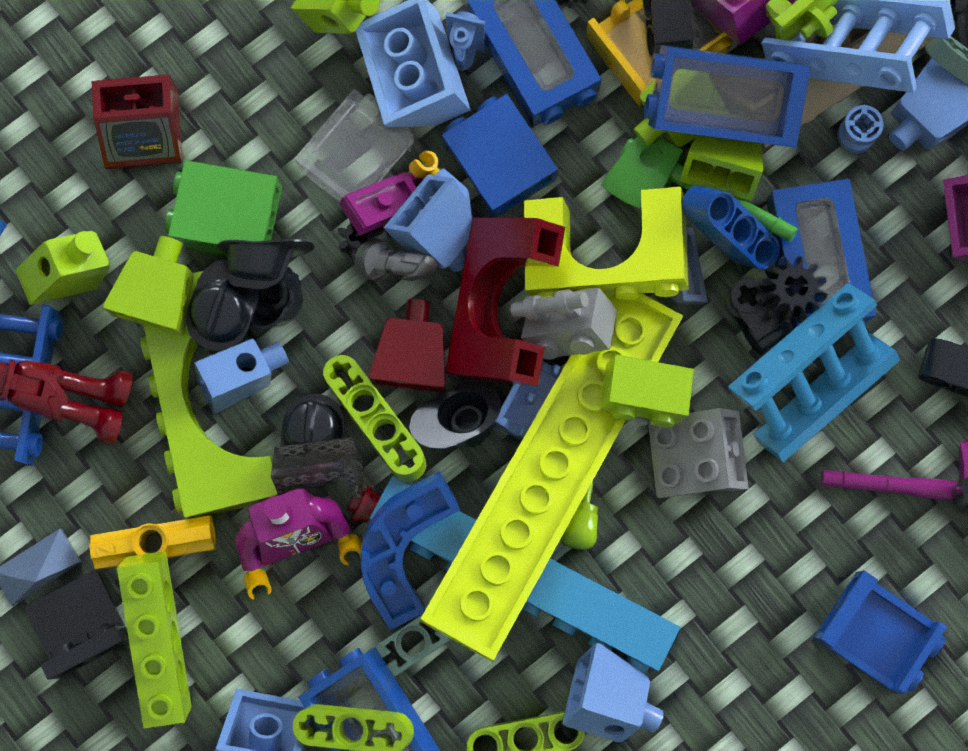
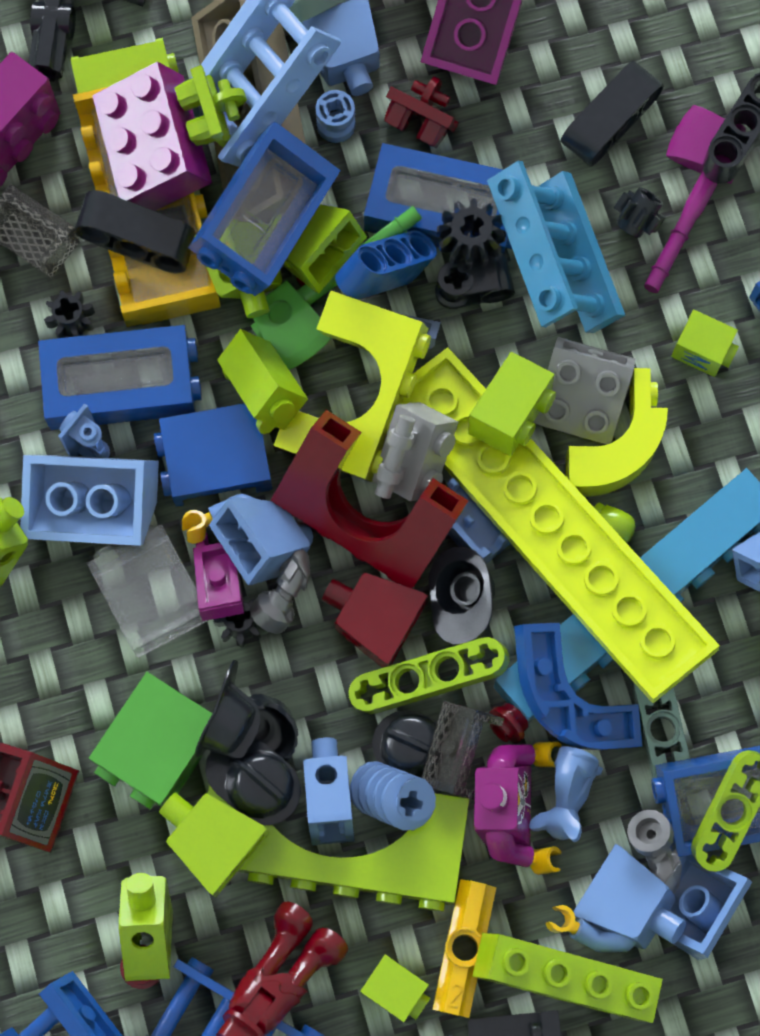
camera: 70 degrees left, 5 degrees down
(96, 498) = (396, 990): none -> lime brick
(248, 666) = (625, 898): none -> medium blue torso
(253, 426) = (392, 795): none -> medium blue piece
(326, 580) = (572, 786): none -> medium blue animal
(576, 165) = (262, 381): none -> lime brick
(643, 513) = (614, 465): none -> neon yellow arch
(788, 547) = (706, 344): none -> lime brick
(889, 438) = (639, 212): none -> black gear
(898, 186) = (404, 106): none -> dark red hips

